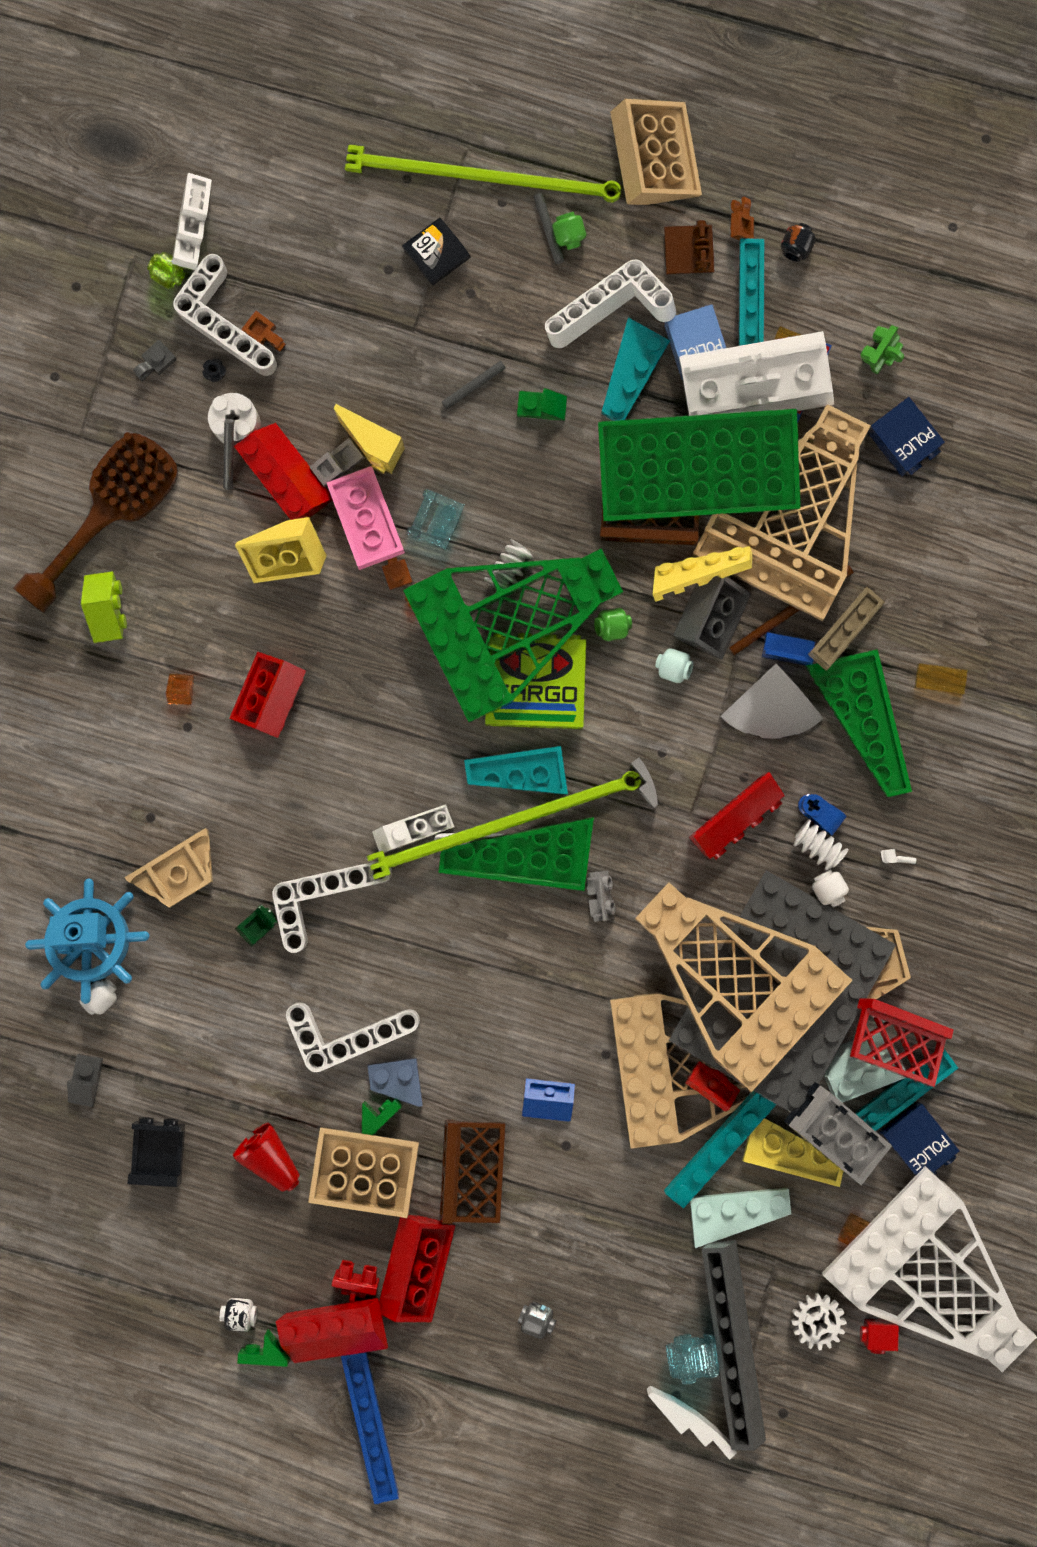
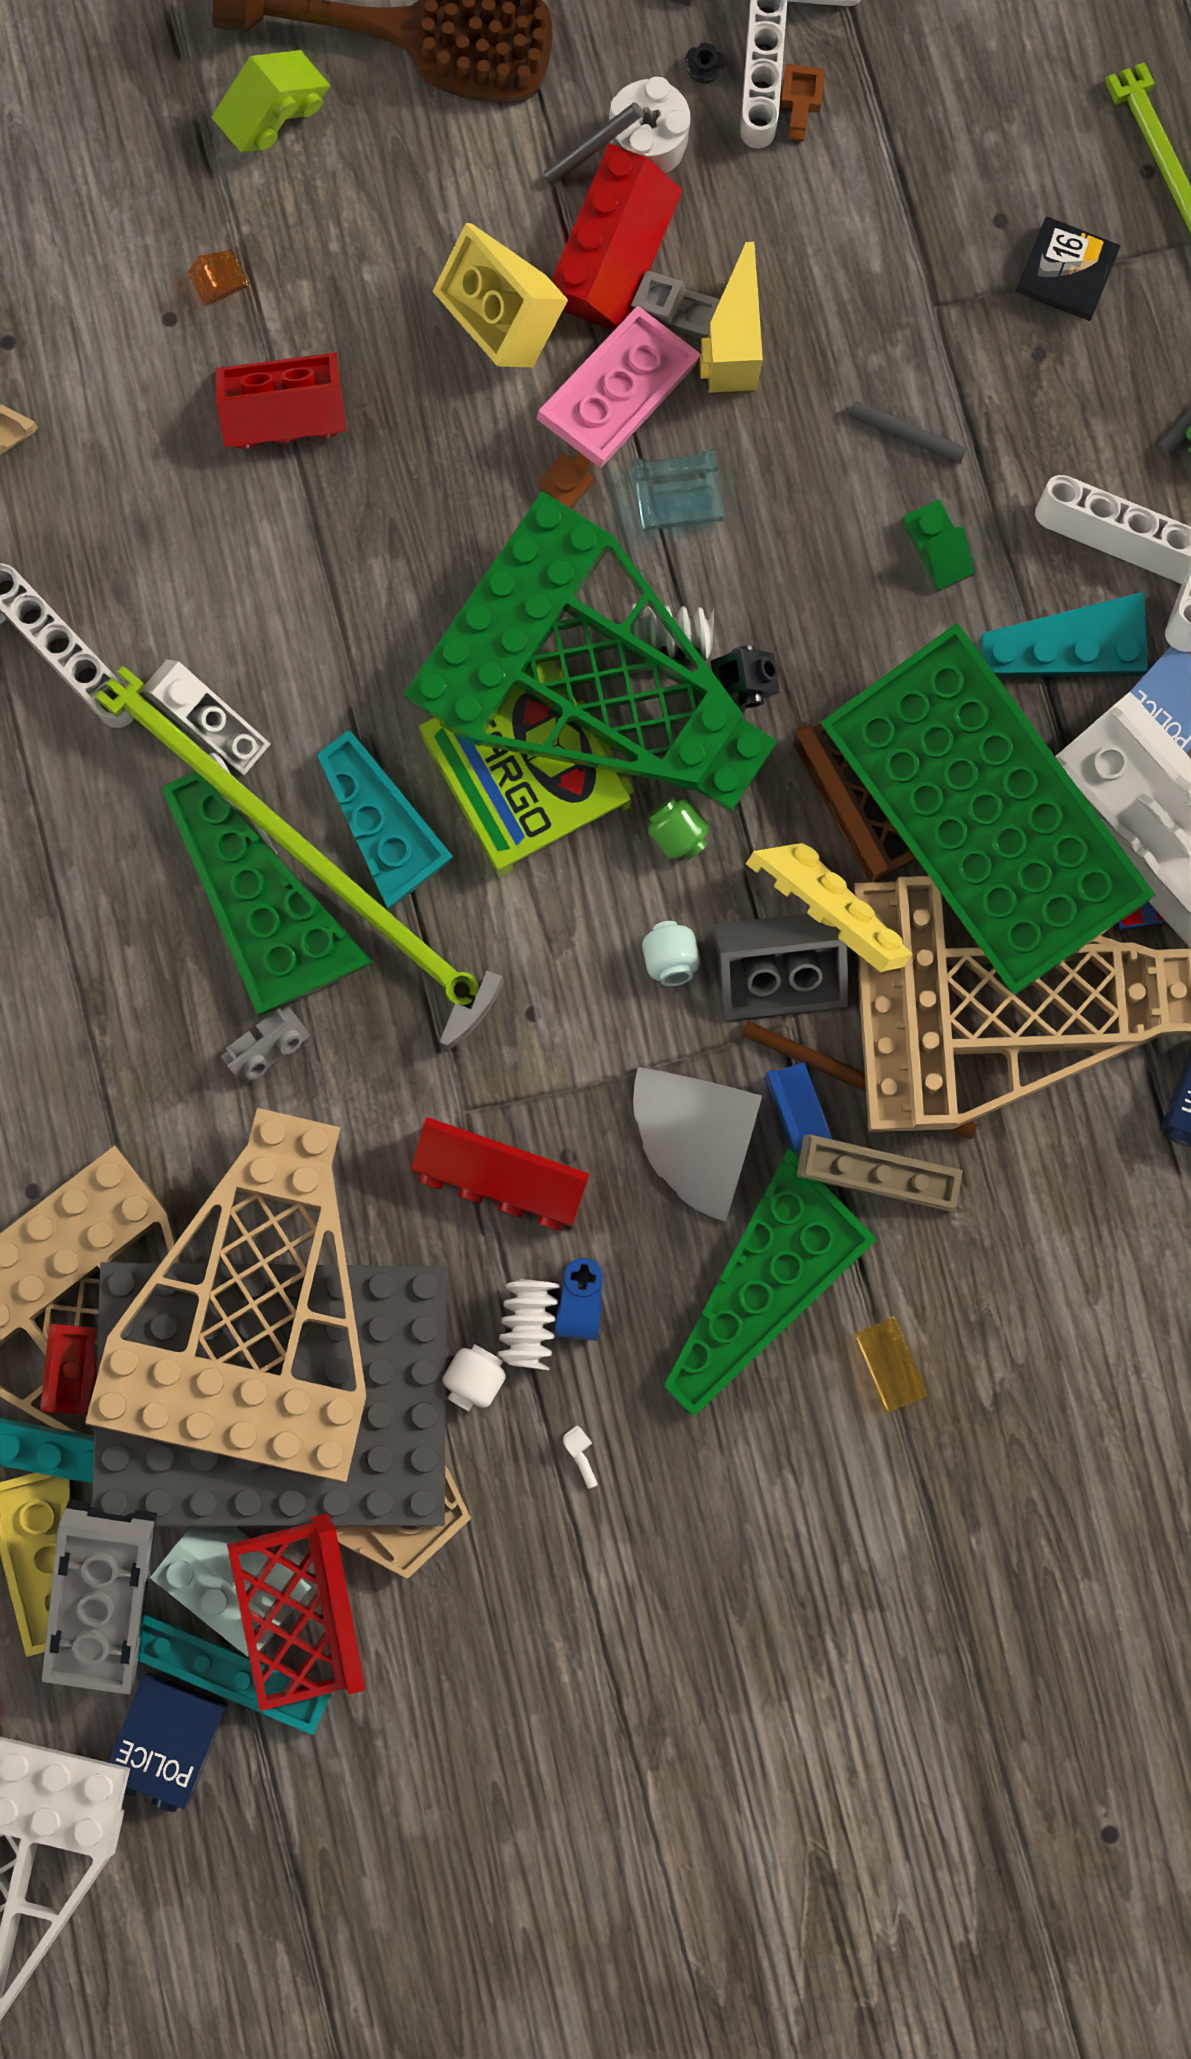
camera: 50 degrees right, 5 degrees down
(555, 543) = (747, 675): none -> black brick

